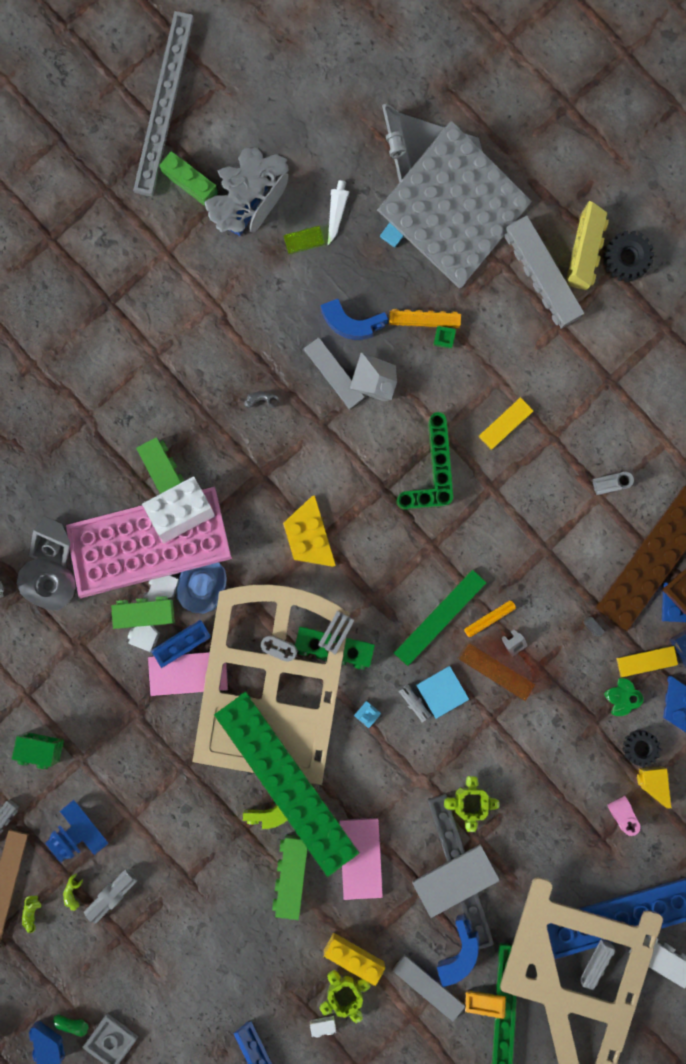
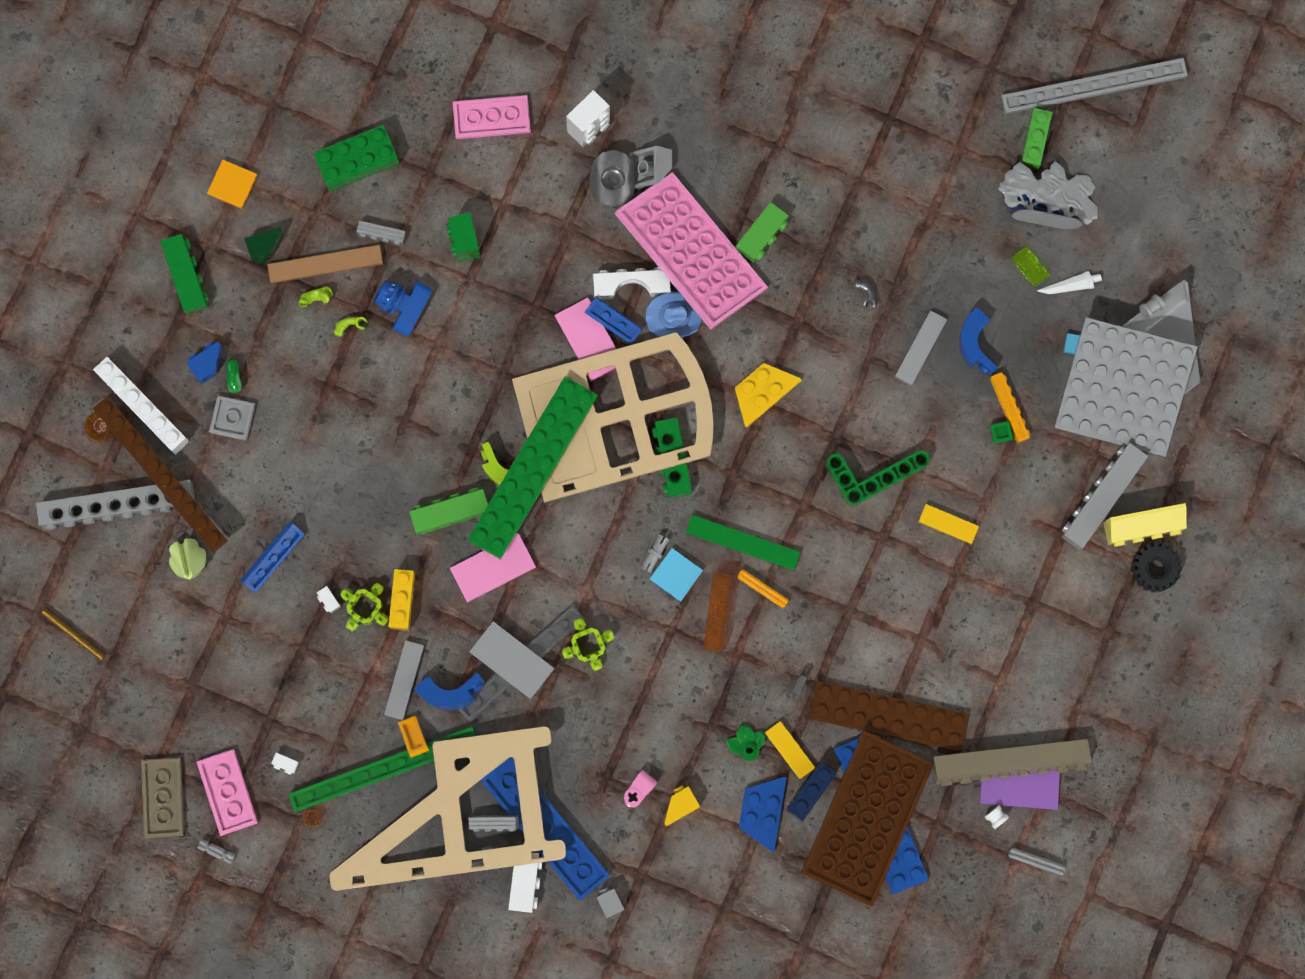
camera: 65 degrees right, 5 degrees down
(110, 896) = (361, 359): light grey piece -> none
(142, 613) = (626, 273): bright green brick -> none
(178, 509) = (732, 263): white brick -> none
(277, 652) = (645, 406): light grey beam -> none
(328, 647) = (671, 449): light grey tile -> none
(367, 714) = (625, 516): medium azure tile -> none
(374, 378) = (933, 385): light grey slope -> none
(516, 644) = (750, 620): light grey tile -> none
(611, 483) = (938, 643): light grey piece -> none
(650, 756) = (716, 770): black tyre -> none

